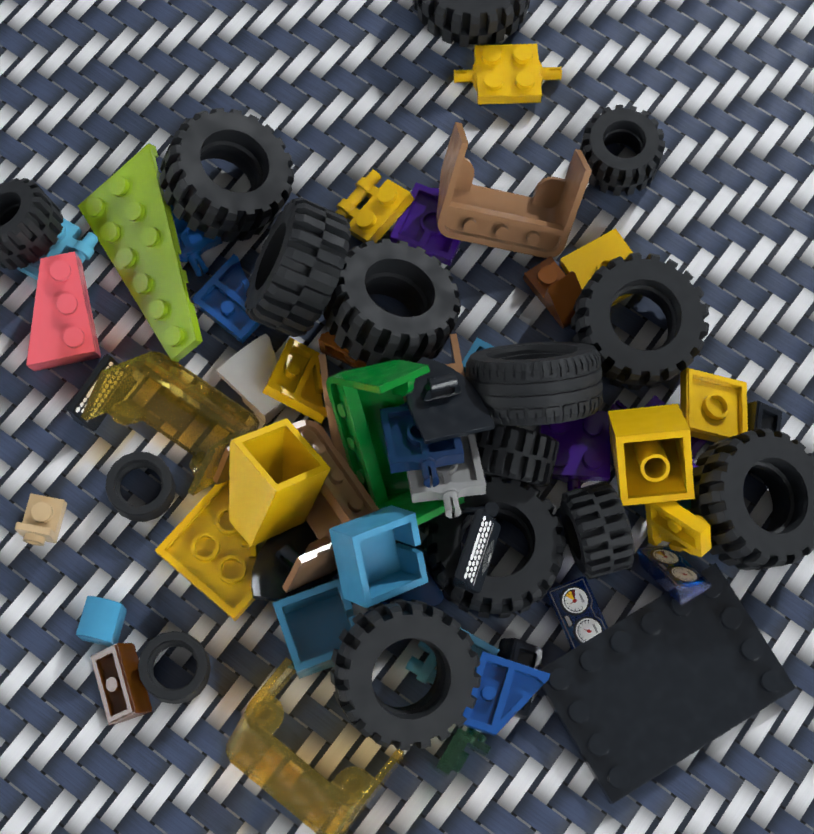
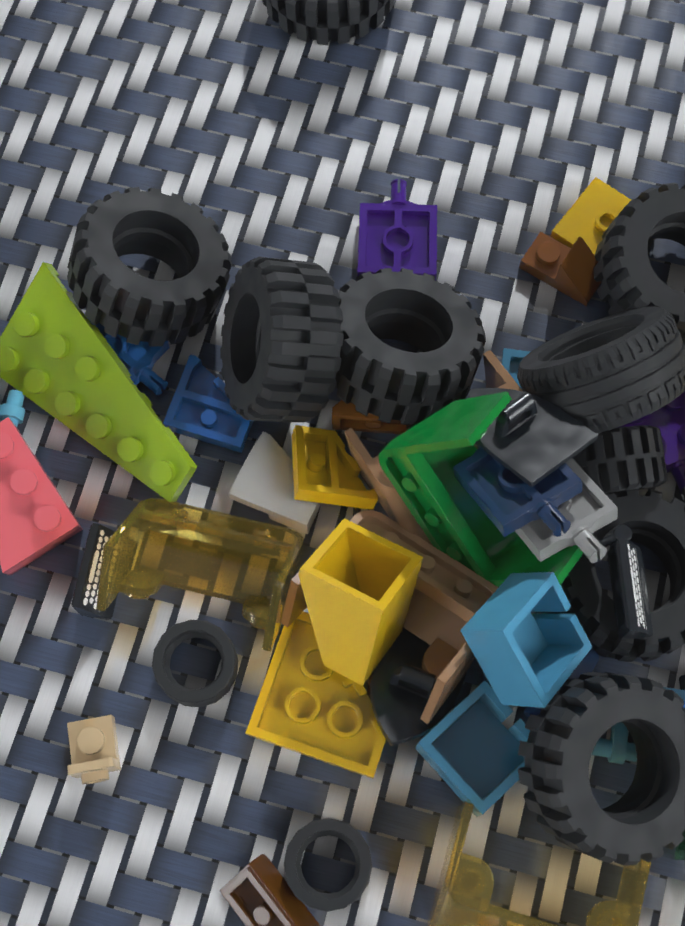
camera: 20 degrees left, 0 degrees up
(101, 621) = (217, 844): dark azure piece -> none
(379, 212) = (335, 244): yellow plate -> none
(506, 219) = (496, 207): medium nougat windscreen -> none
(507, 74) = (404, 55): yellow plate -> none
(627, 128) = (570, 67): black tyre -> none

